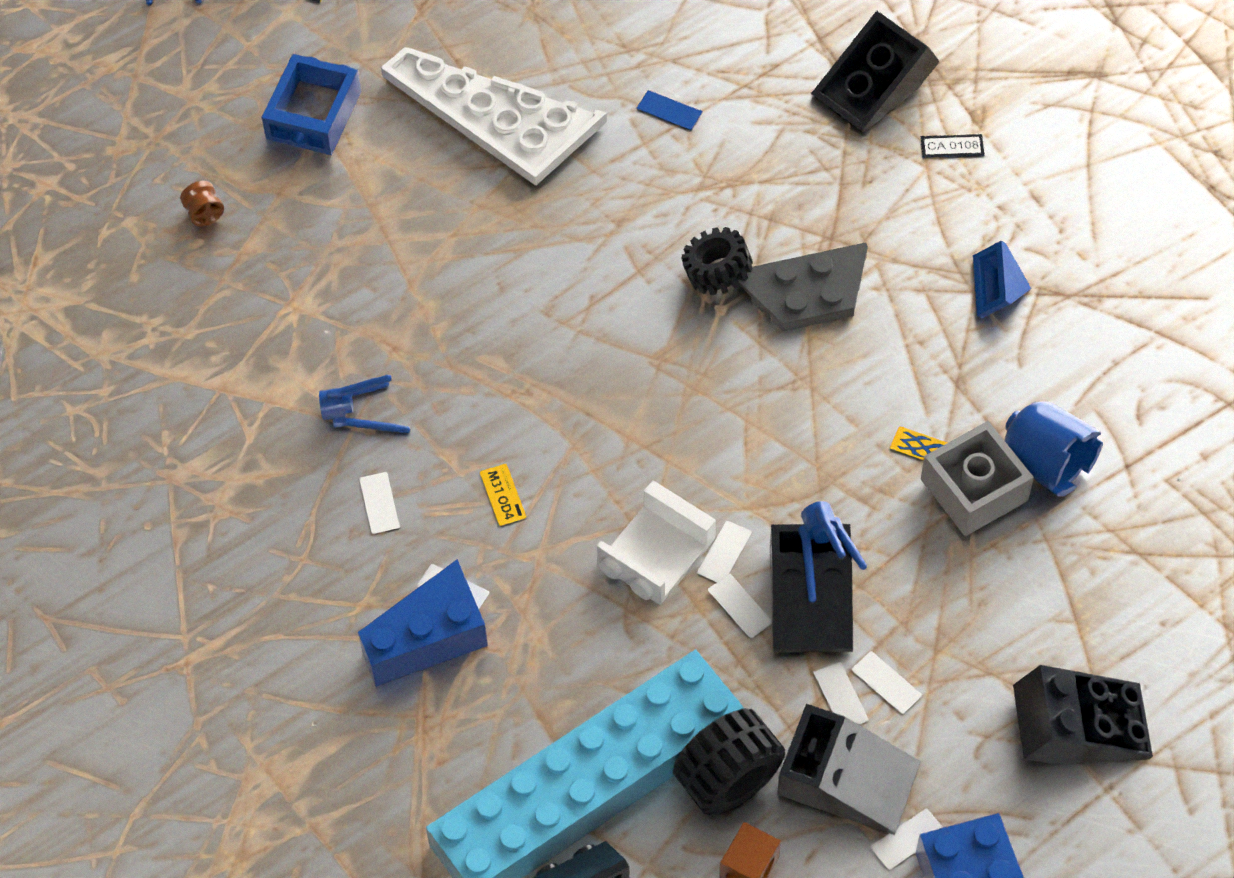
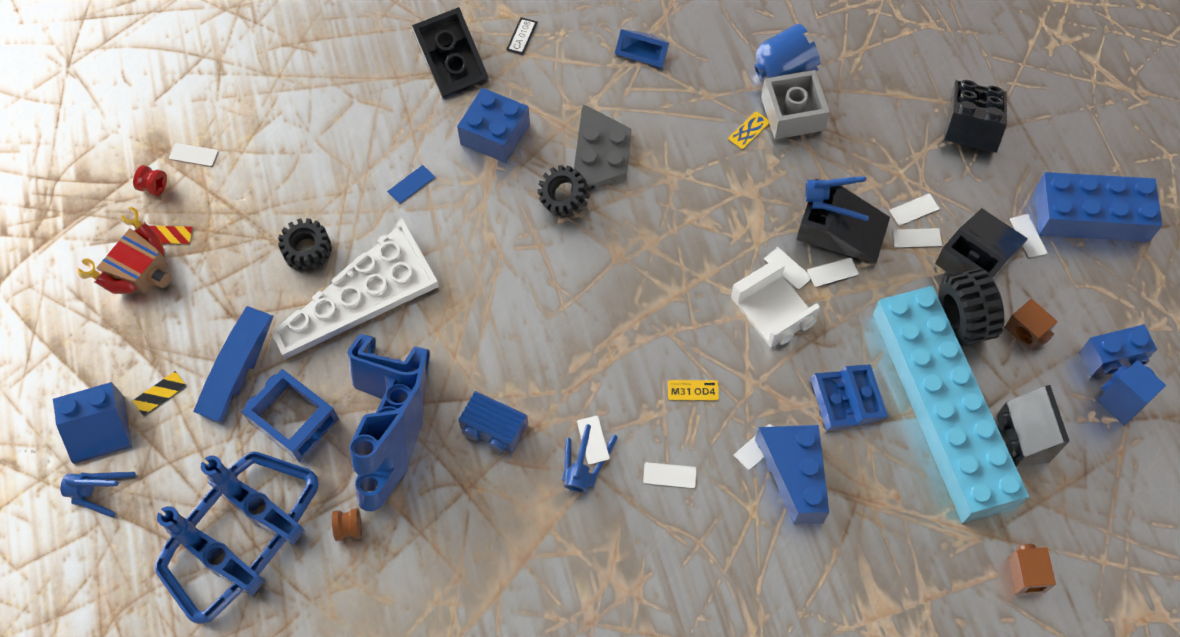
camera: 70 degrees left, 5 degrees up
(132, 91) = (206, 549): none -> blue piece
(299, 200) = (388, 437): none -> blue piece
(365, 28) = (233, 363): none -> blue slope
(373, 296) = (493, 423): none -> blue brick
(394, 407) = (596, 446): none -> white sticker
(533, 21) = (304, 231): none -> black tyre
(555, 667) = (848, 397): none -> blue slope
(784, 157) = (493, 125): none -> blue brick

